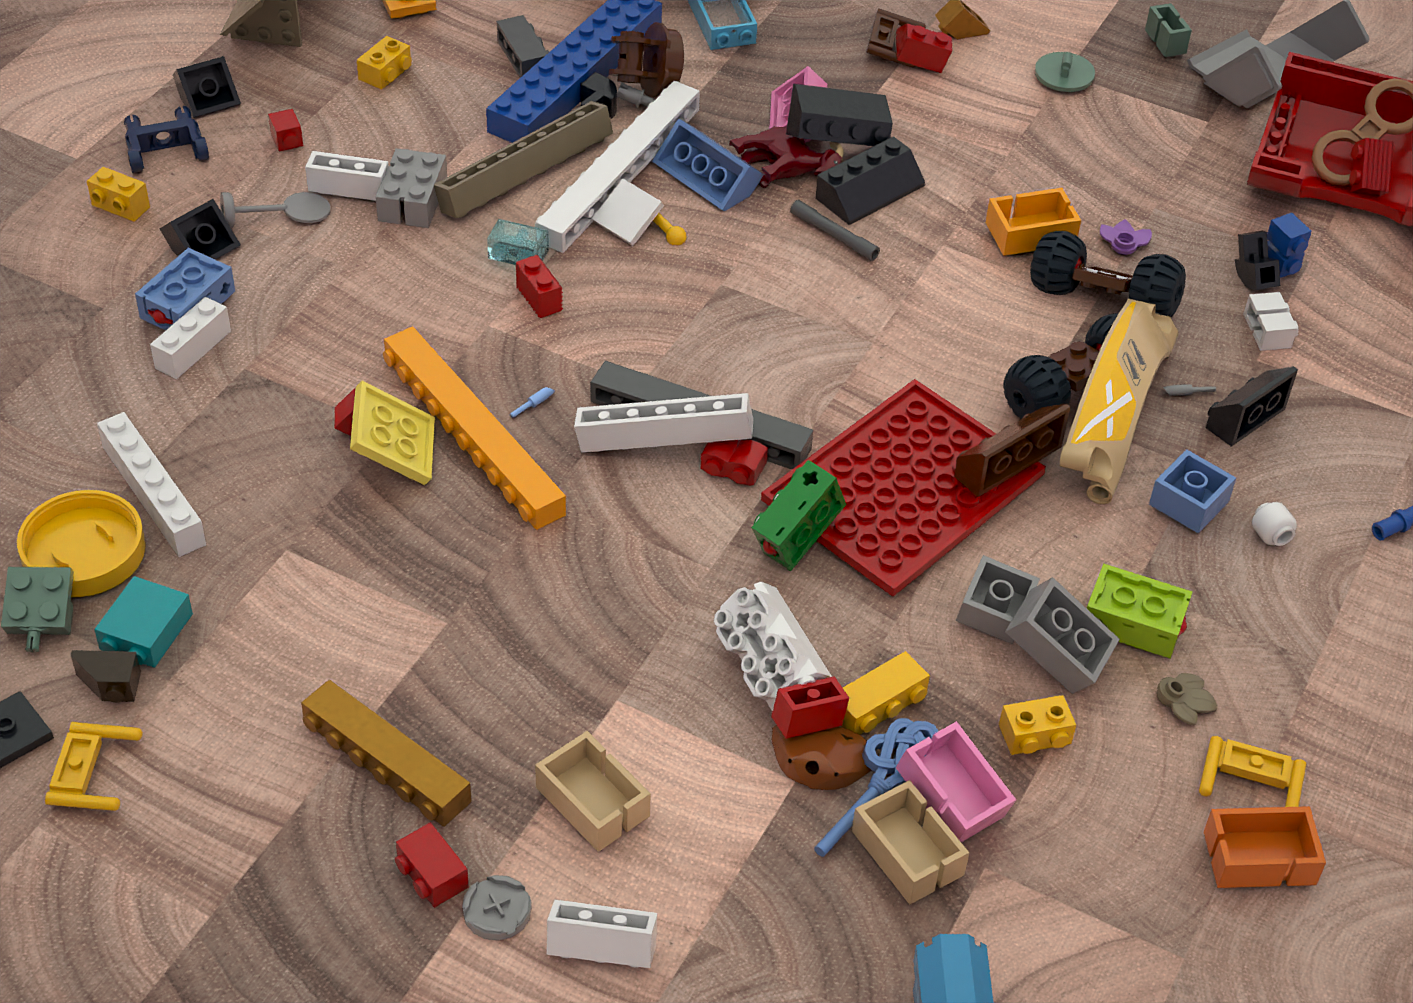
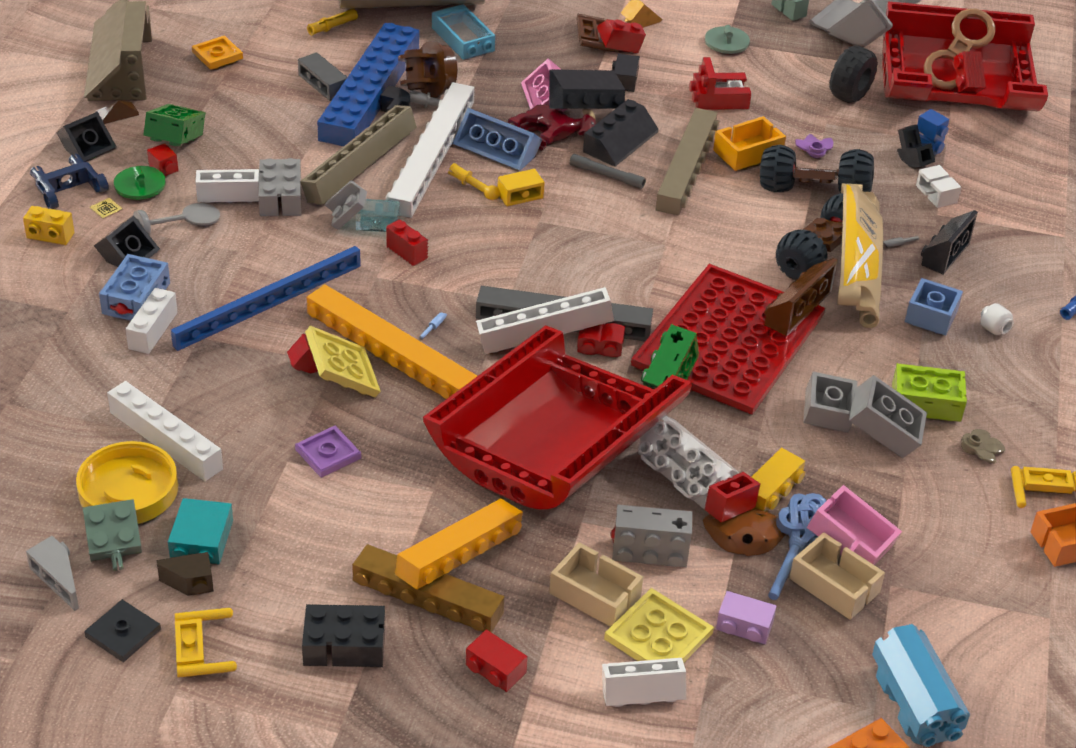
camera: 15 degrees left, 5 degrees down
(198, 180) = (105, 207): none -> clear yellow sticker
(248, 154) = (139, 182): none -> green shield
(257, 58) = (117, 111): none -> reddish brown slope
(262, 792) = (352, 630): none -> black piece
(311, 86) = (174, 124): none -> green piece
(338, 546) = (328, 451): none -> medium lavender tile
(339, 331) = (265, 298): none -> blue plate
(384, 62) = (220, 101): yellow brick -> none
(439, 701) = (458, 543): none -> light orange brick
(480, 223) = (346, 203): none -> light grey bracket
(496, 907) = (554, 682): light grey tile -> none
(611, 556) = (545, 421): none -> red slope
(627, 212) = (452, 180): white tile -> none
(652, 868) = (658, 630): none -> light yellow plate
(688, 739) = (652, 536): none -> light grey piece
(712, 235) = (521, 187): none -> yellow brick
(770, 874) = (746, 617): none -> lavender brick
(910, 98) = (627, 70): none -> black brick
(942, 233) = (687, 162): none -> dark tan brick
(1024, 140) = (719, 90): none -> red brick
(1037, 725) = (890, 481): yellow brick -> none
(1210, 146) = (853, 74): none -> black tyre

